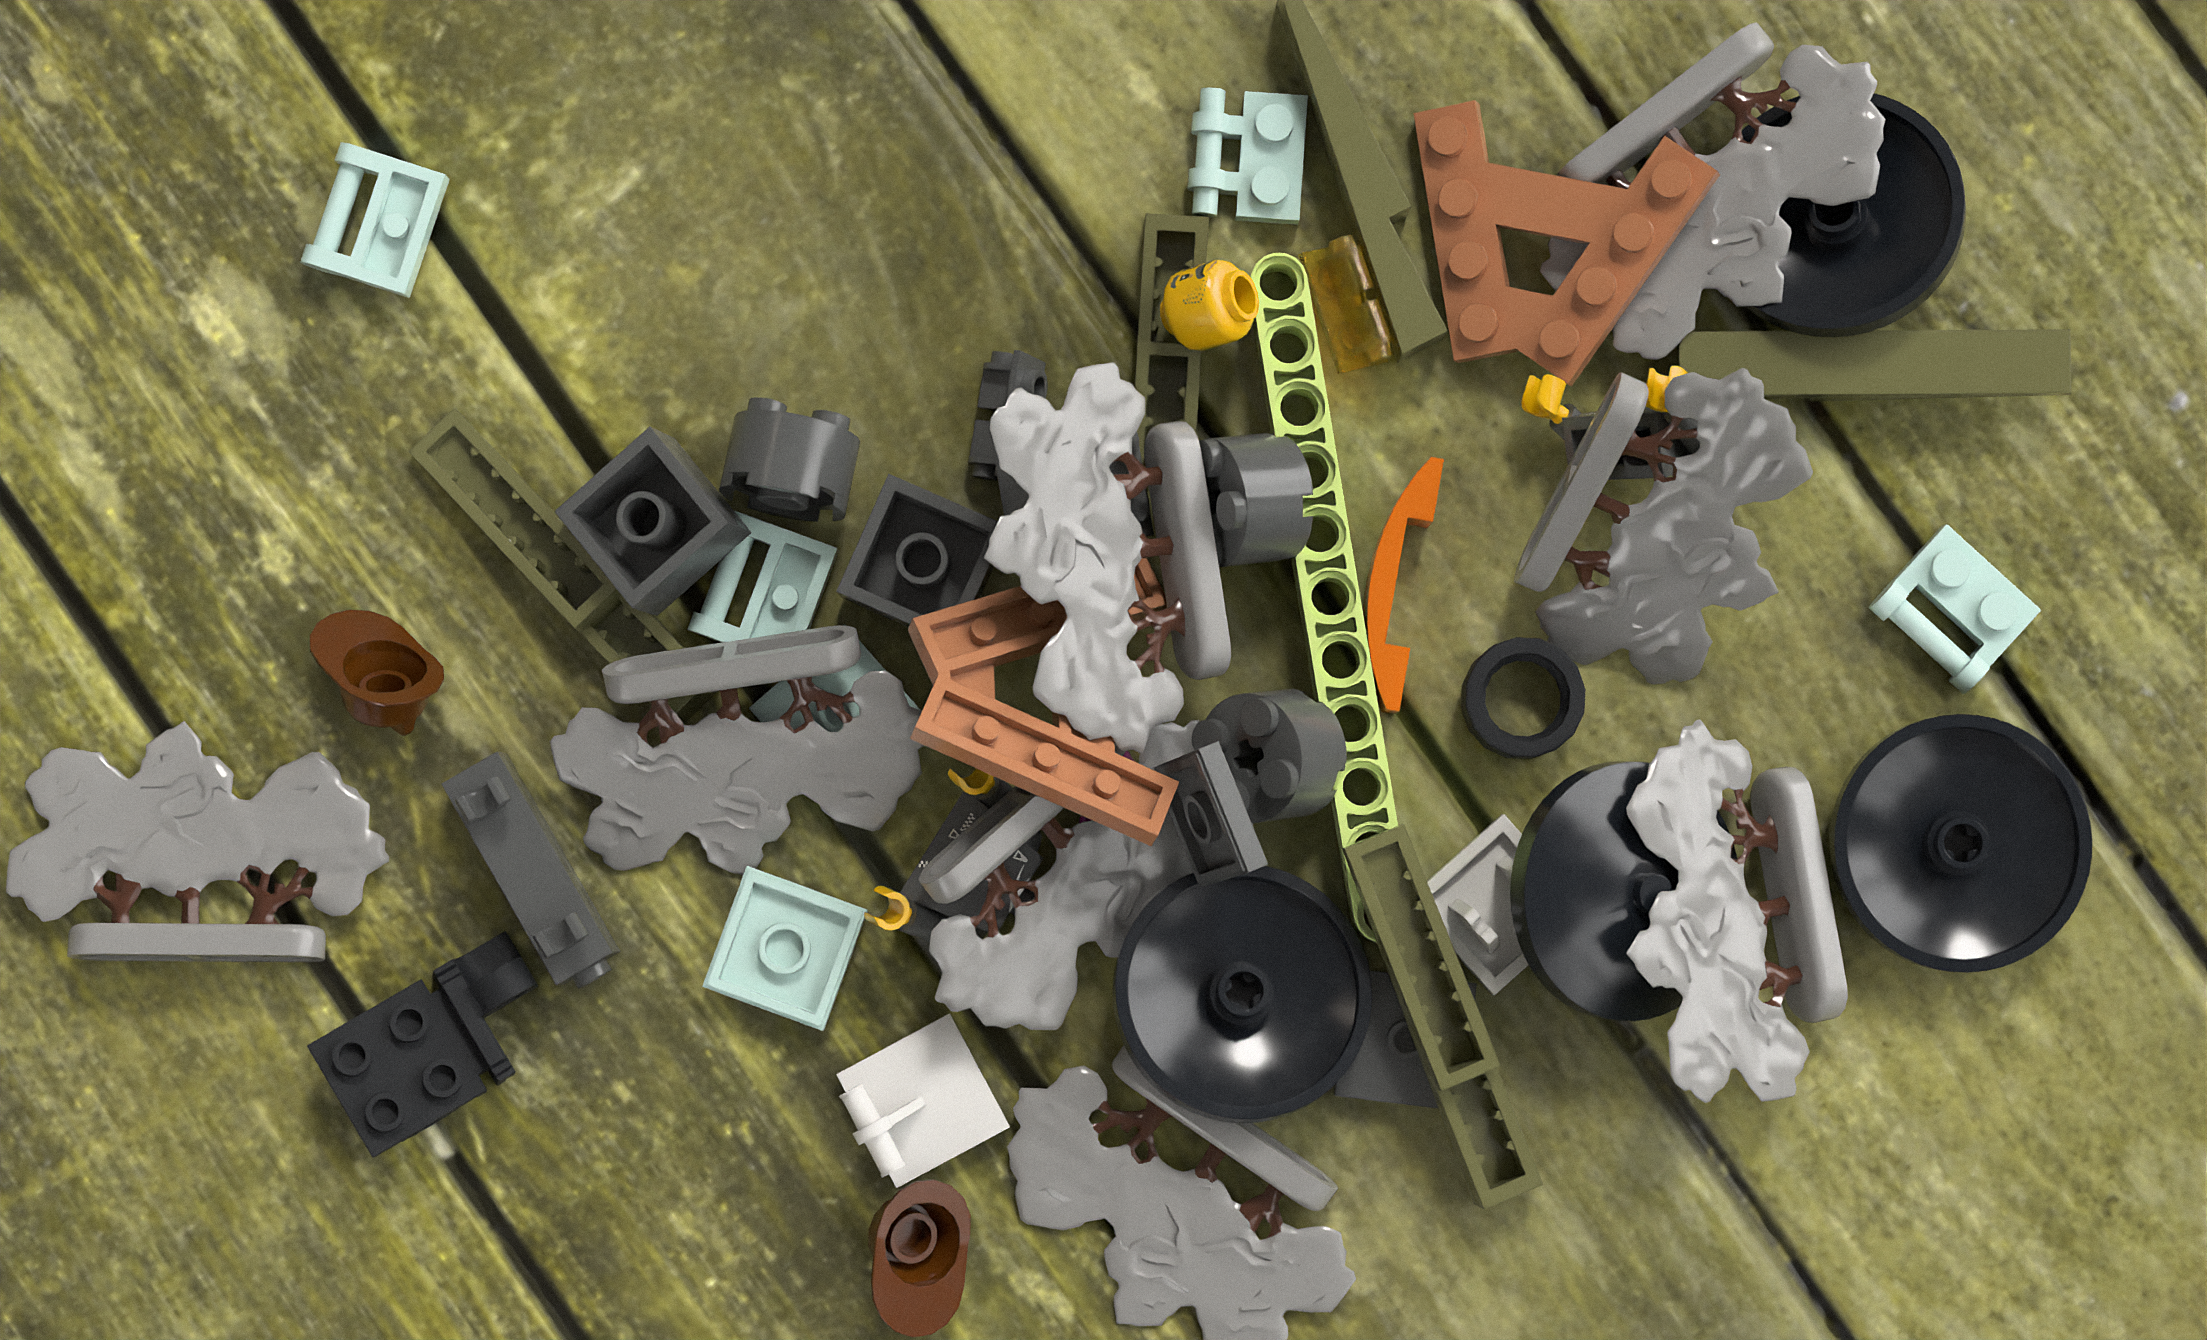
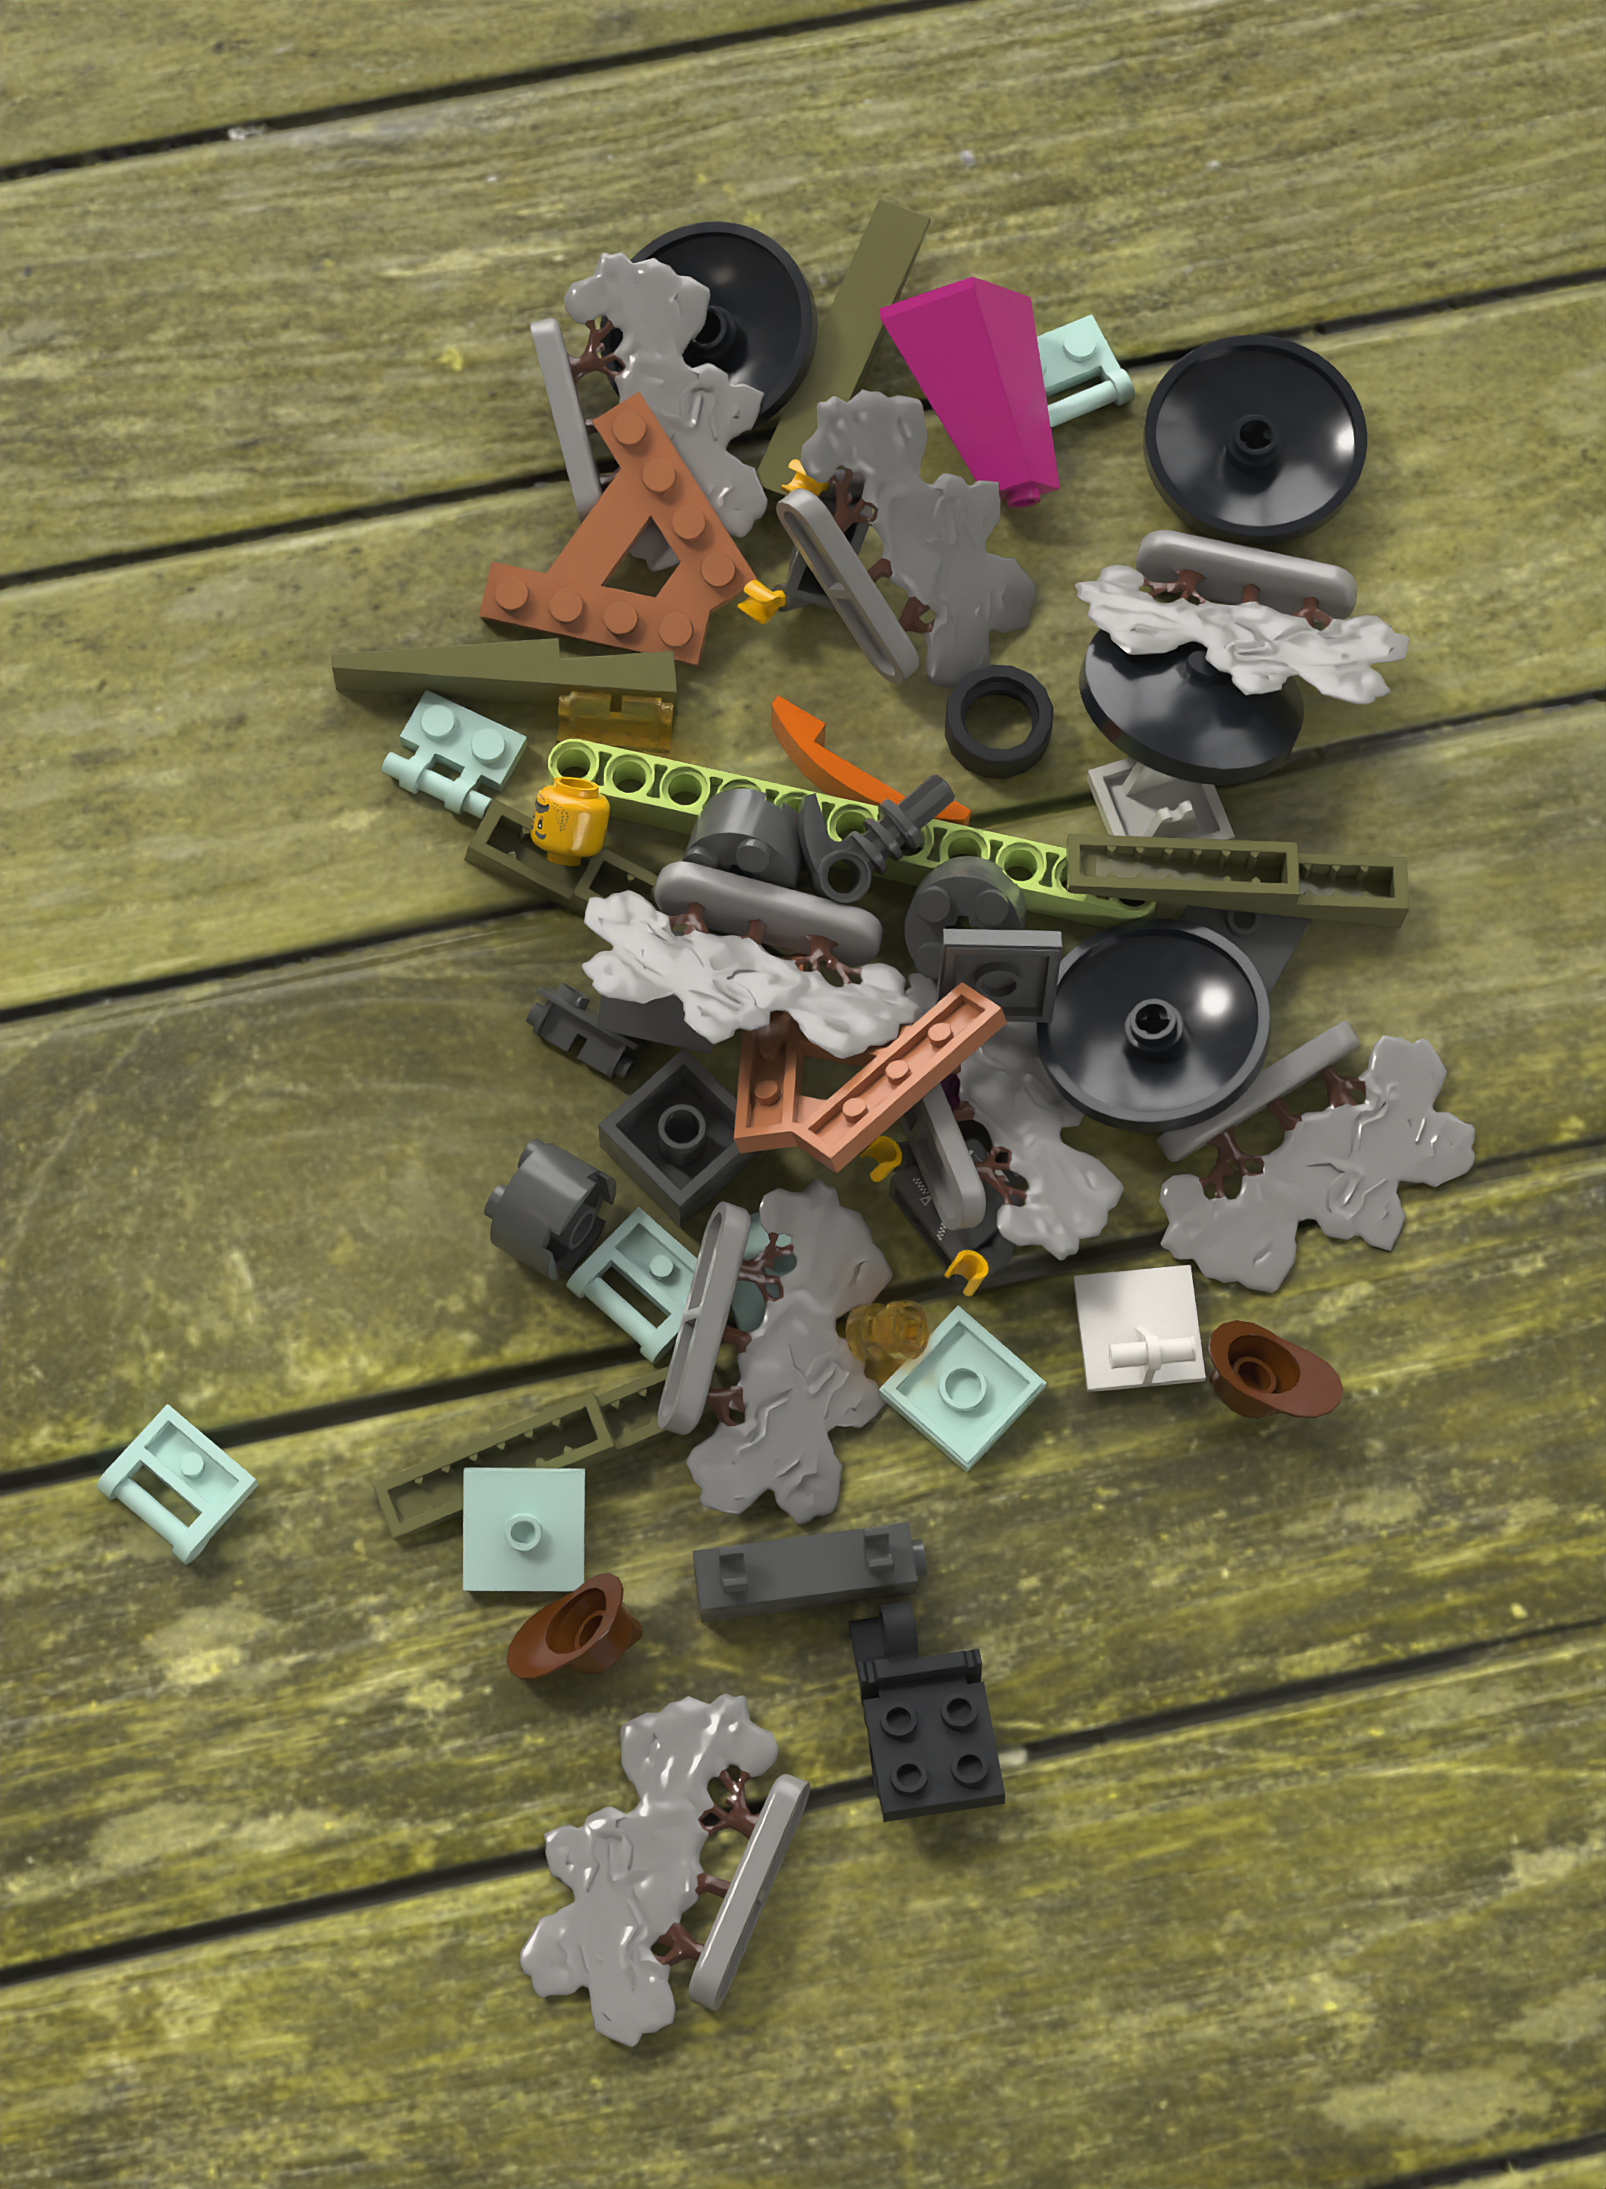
camera: 70 degrees left, 15 degrees down
(462, 575) = (523, 1529): none -> light aqua plate
(652, 522) = (550, 1340): dark grey brick -> none
(807, 850) = (887, 1331): none -> clear yellow wheel
(1305, 628) = (868, 851): none -> dark grey piece
(1894, 530) = (984, 378): none -> dark pink slope

